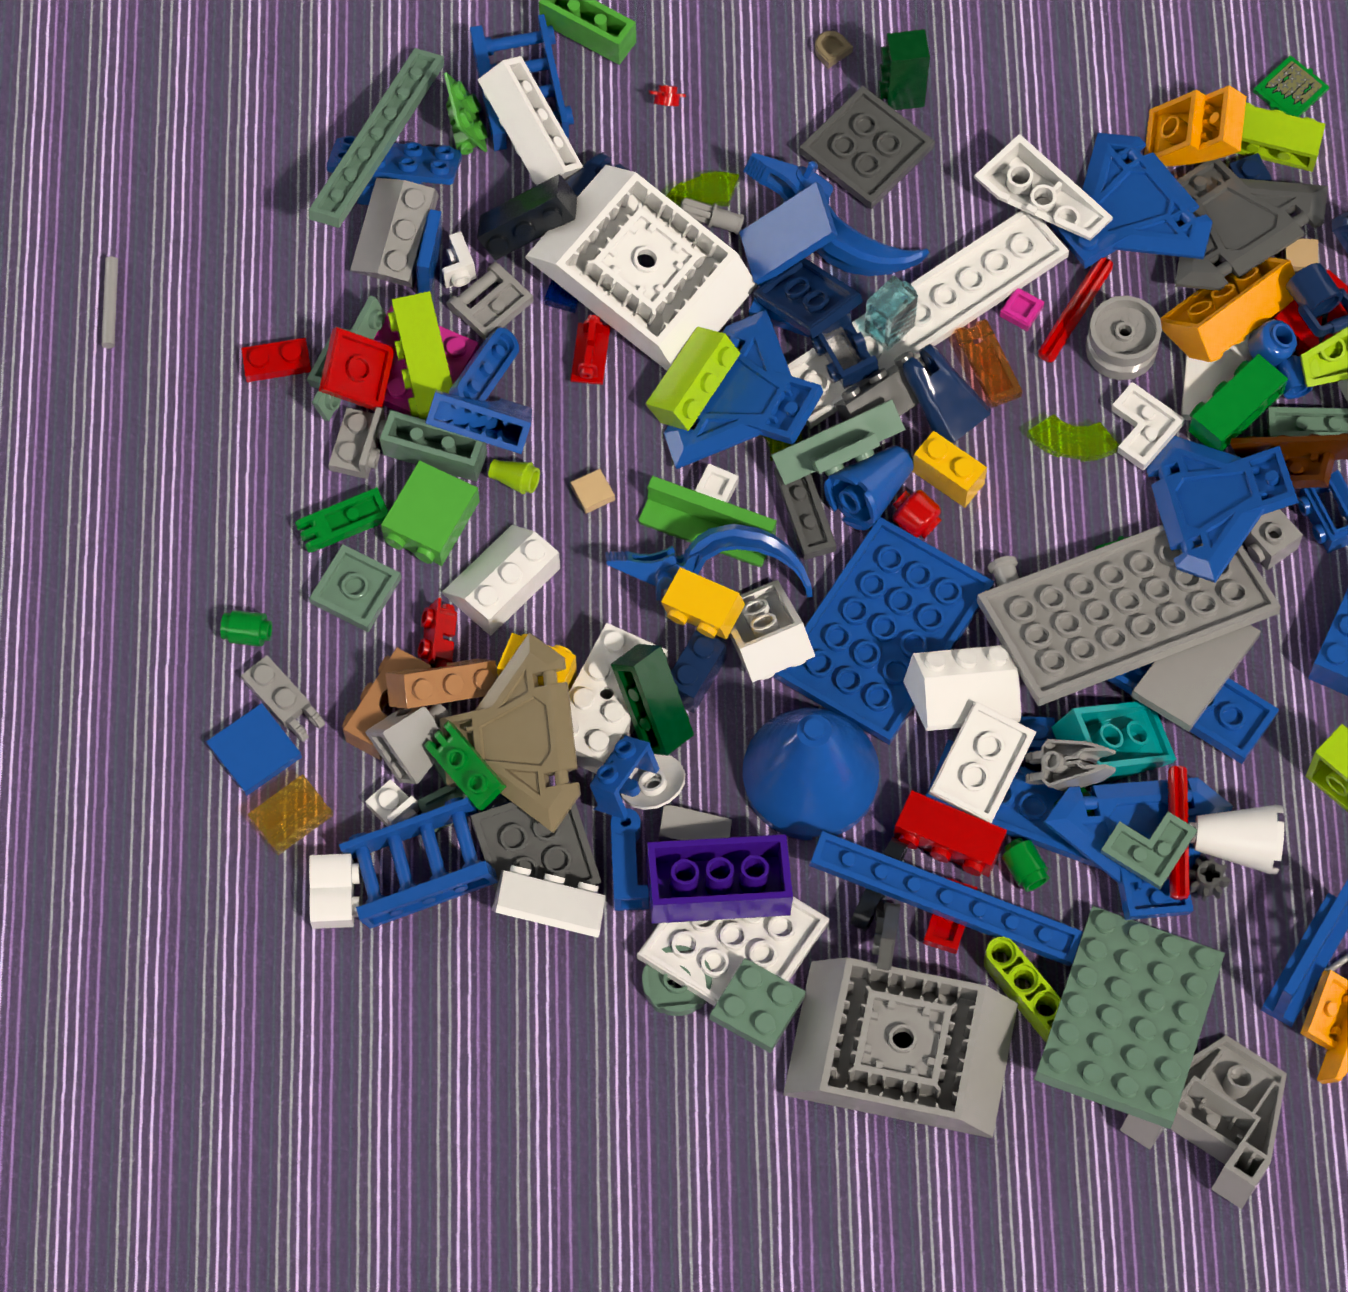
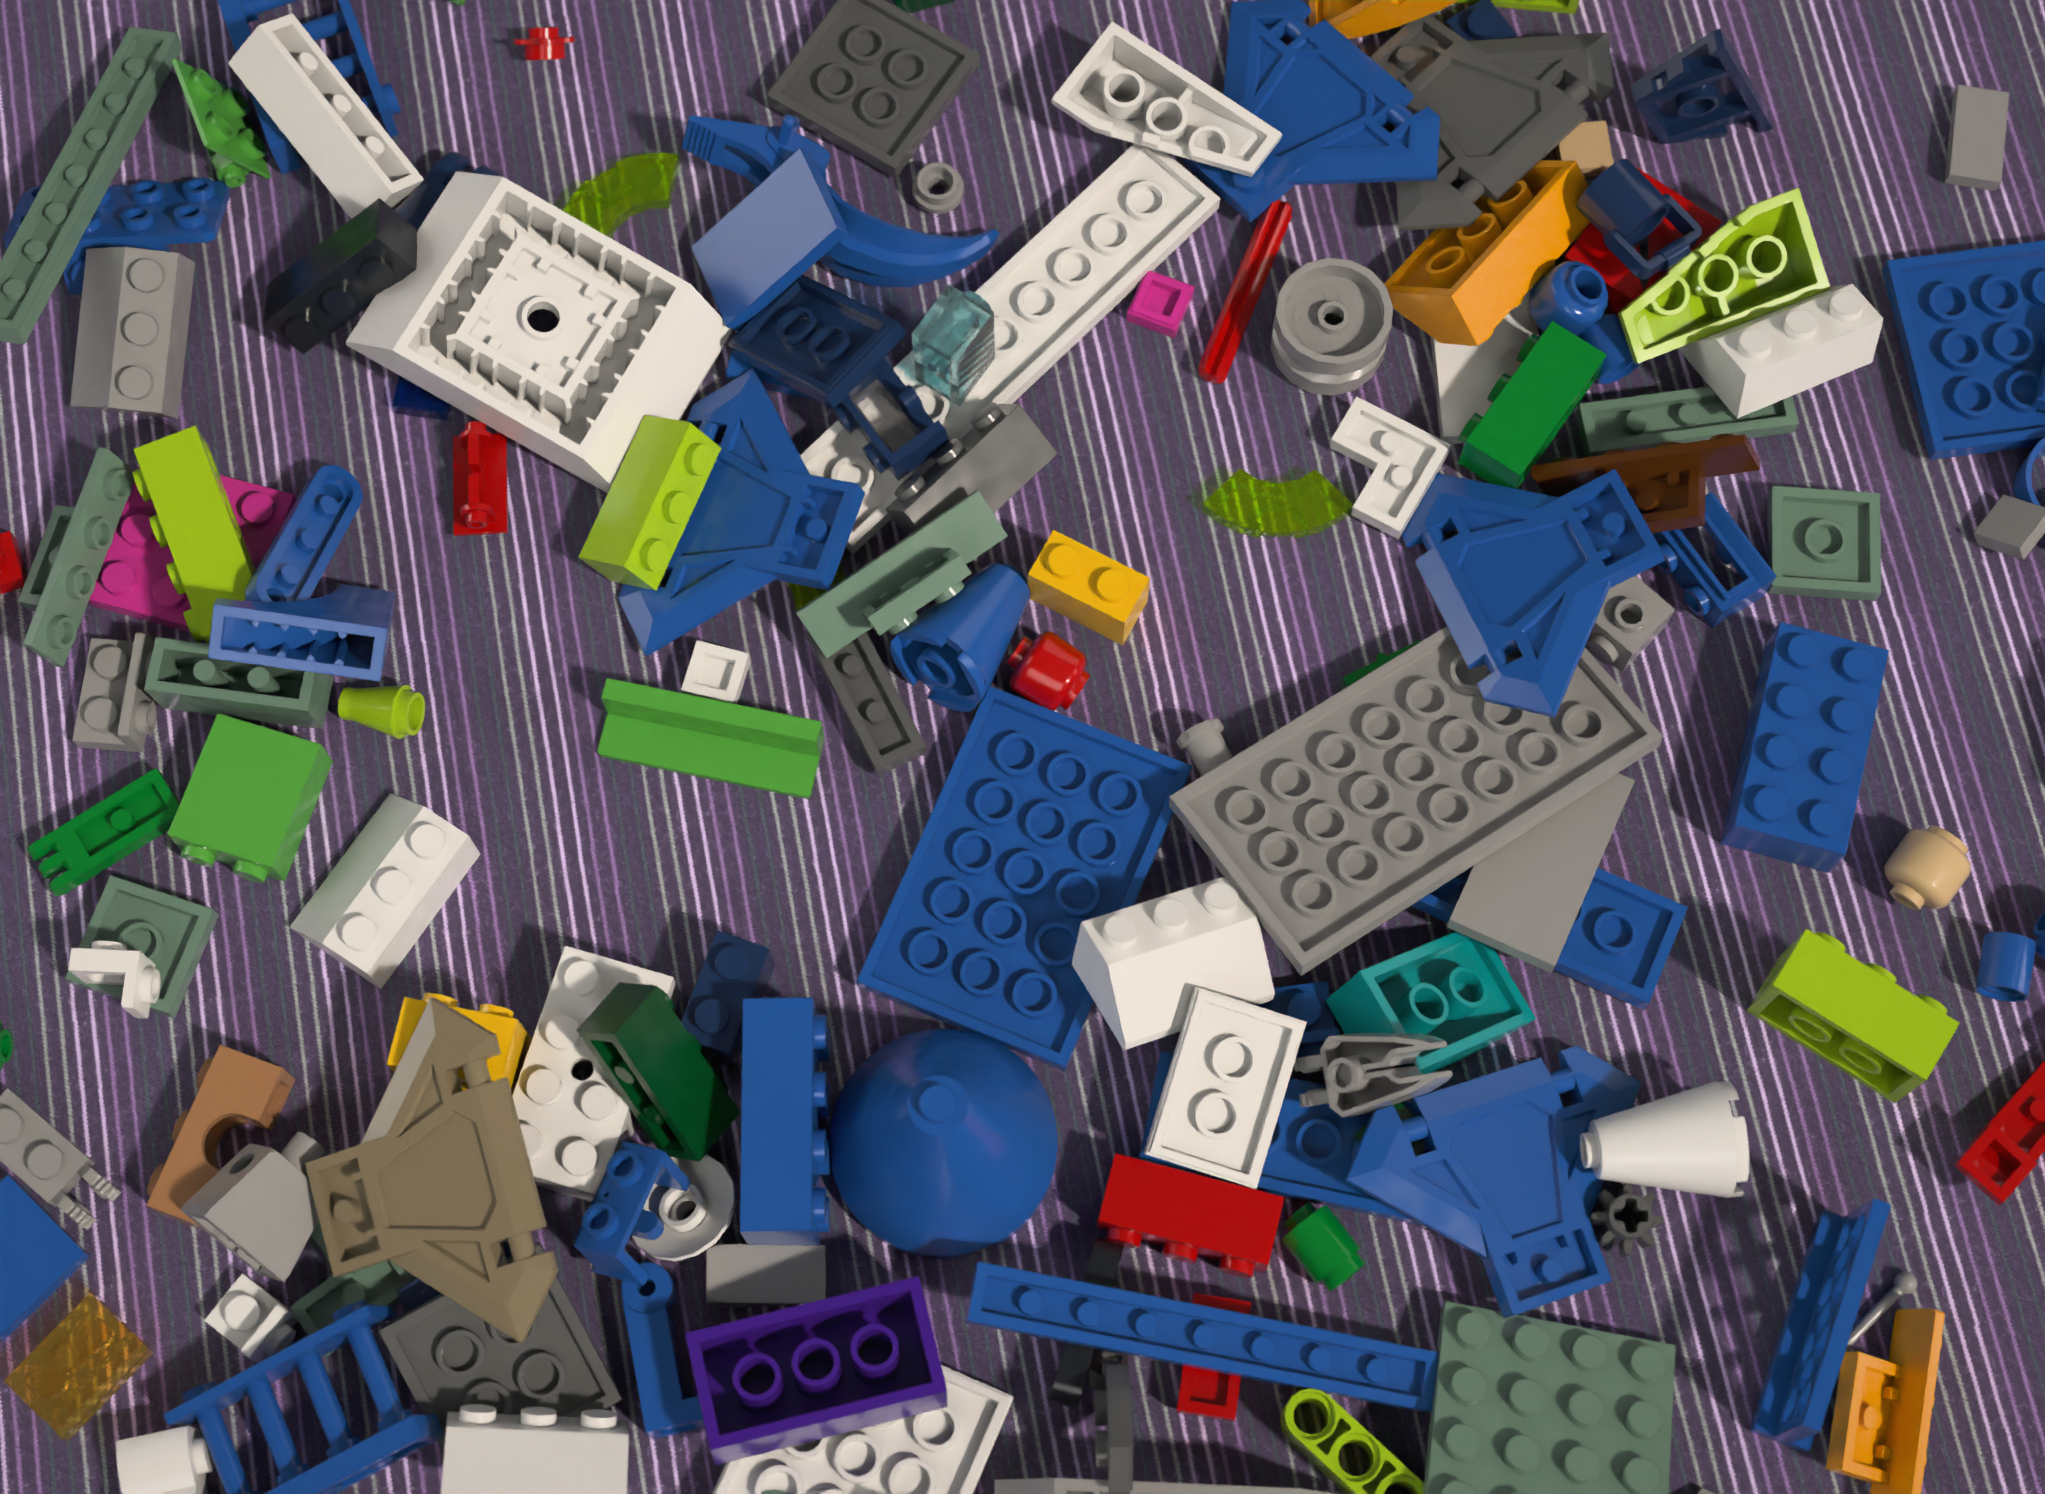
camera: 10 degrees left, 5 degrees up
(342, 593) = (115, 965): none -> white bracket
(356, 369) = (91, 575): red tile -> none
(429, 251) = (190, 359): blue tile -> none
(437, 622) = (287, 985): red hinge -> none
(440, 685) = (277, 1113): medium nougat arch -> none
(462, 265) = (251, 375): white bracket -> none
(466, 766) = (357, 1244): green hinge -> none
(495, 308) = (316, 431): light grey plate -> none
(592, 491) = (515, 715): tan tile -> none
(662, 566) = (674, 836): blue piece -> none
(702, 604) = (718, 891): yellow brick -> none
(713, 215) = (643, 226): light grey axle -> none
(720, 741) = (781, 1122): none -> blue brick
(769, 633) = (831, 914): white slope -> none
(896, 211) = (938, 175): none -> light grey plate
(944, 396) = (1062, 469): dark blue piece -> none
(989, 363) = (1123, 401): clear orange plate -> none
(1150, 858) = (1532, 1213): sand green plate -> none
(1179, 807) = (1567, 1154): red axle -> none

